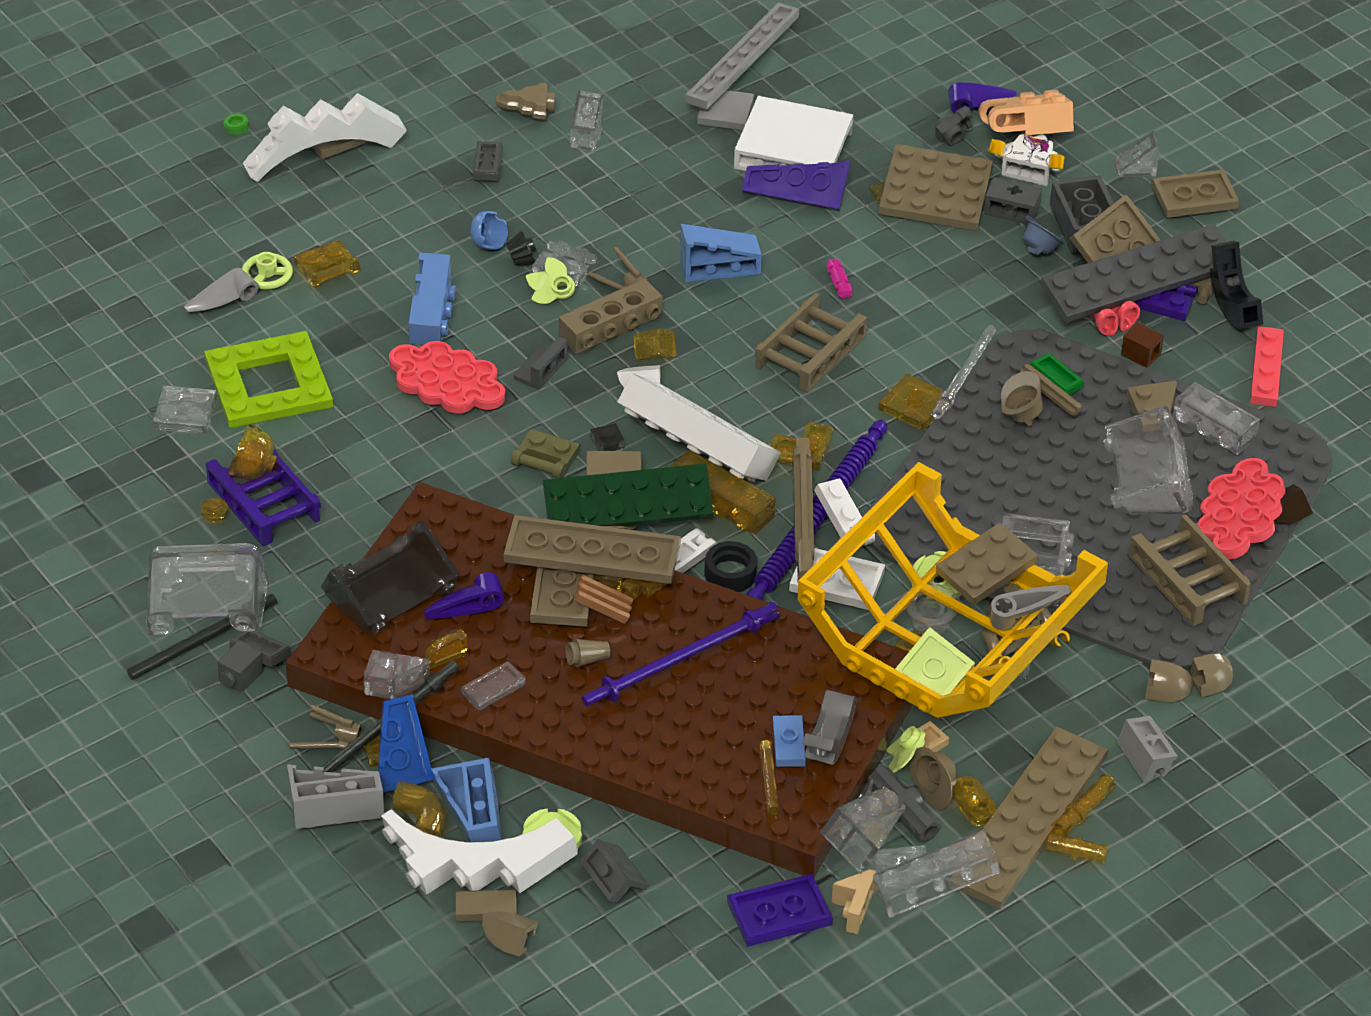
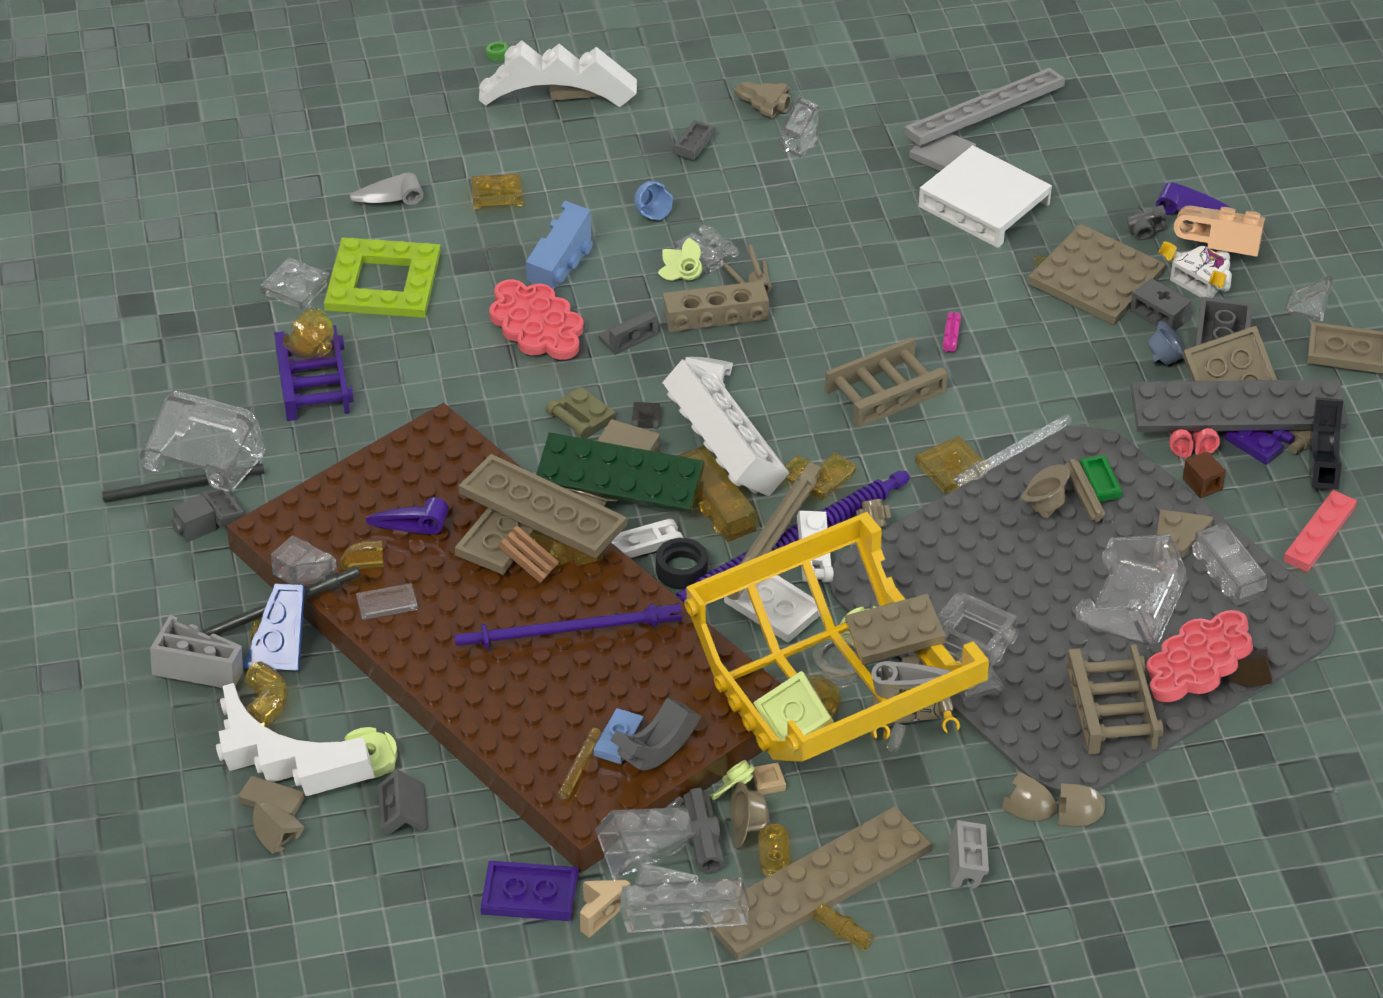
camera: 25 degrees right, 0 degrees up
(214, 510) = (263, 376): clear yellow plate -> none
(267, 267) = (441, 181): yellowish green piece -> none
(345, 730) = (245, 601): dark tan plant -> none
(391, 579) = (351, 480): clear smoke windscreen -> none
(471, 798) = (313, 698): medium blue wedge -> none
(521, 249) = (672, 224): pearl dark grey piece -> none
(584, 652) = (485, 597): dark tan cone -> none
(655, 343) = (740, 342): clear yellow panel -> none
(717, 253) = (846, 277): medium blue wedge -> none
(800, 183) = (971, 237): dark purple wing -> none
(877, 468) = (876, 511): none -> dark tan gear
(1076, 813) = (861, 894): clear yellow pin -> none

